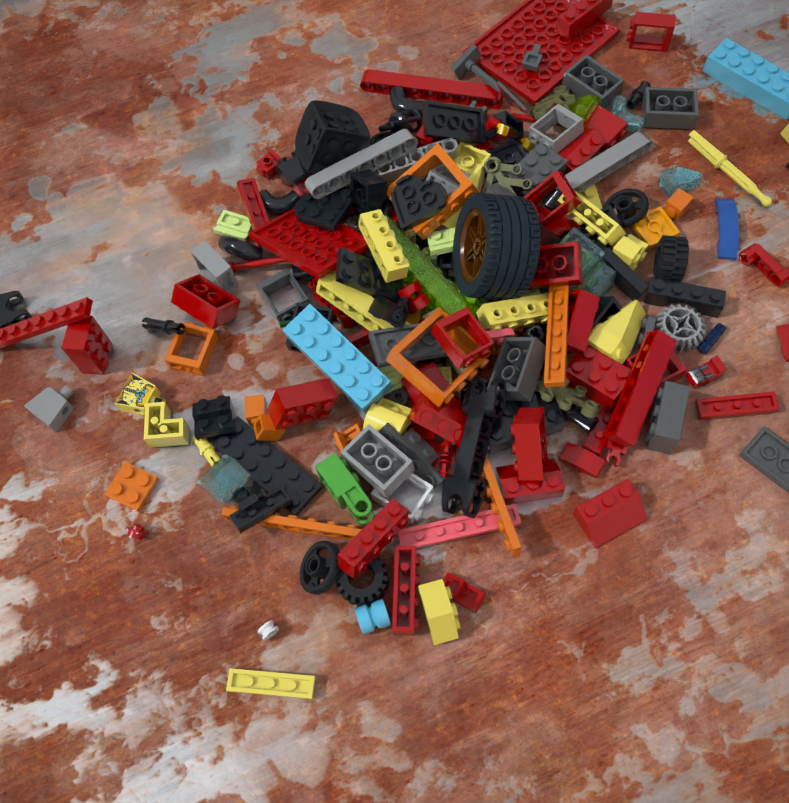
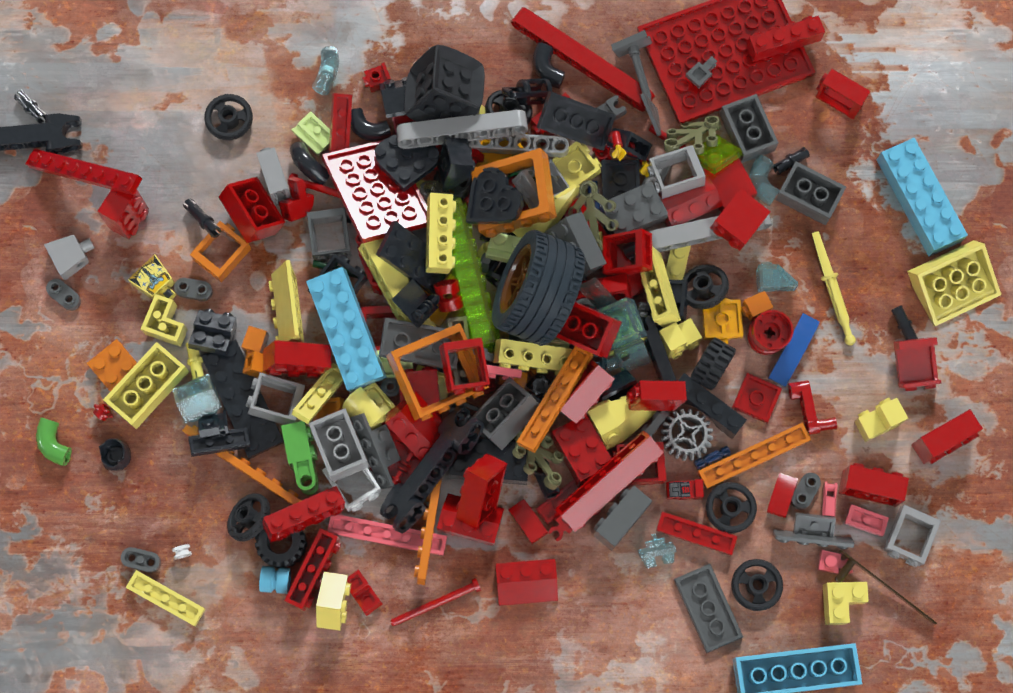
camera: 15 degrees right, 10 degrees up
(58, 443) = (62, 294): none -> dark grey plate
(95, 585) = (48, 444): none -> bright green cylinder
(154, 241) = (221, 131): none -> black wheel
(164, 566) = (115, 454): none -> black hair
(169, 489) = (146, 385): none -> light yellow brick
(179, 391) = (192, 289): none -> dark grey plate
(225, 174) = (327, 71): none -> clear light blue cylinder
(231, 656) = (141, 559): none -> dark grey plate
(245, 279) = (299, 202): none -> red brick
(269, 359) = (286, 304): none -> light yellow slope
(297, 435) = (279, 384): none -> light grey window
(337, 426) = (318, 394): none -> light yellow plate
(564, 539) = (436, 603): none -> red bar
(628, 142) = (740, 219): none -> red brick
(642, 299) = (656, 395): none -> red brick
(701, 218) = (777, 325): none -> red wheel
(719, 431) = (648, 554): none -> clear light blue hips
(720, 275) = (757, 398): none -> red tile
(746, 320) = (754, 455): none -> orange plate
(756, 364) = (748, 506): none -> black wheel

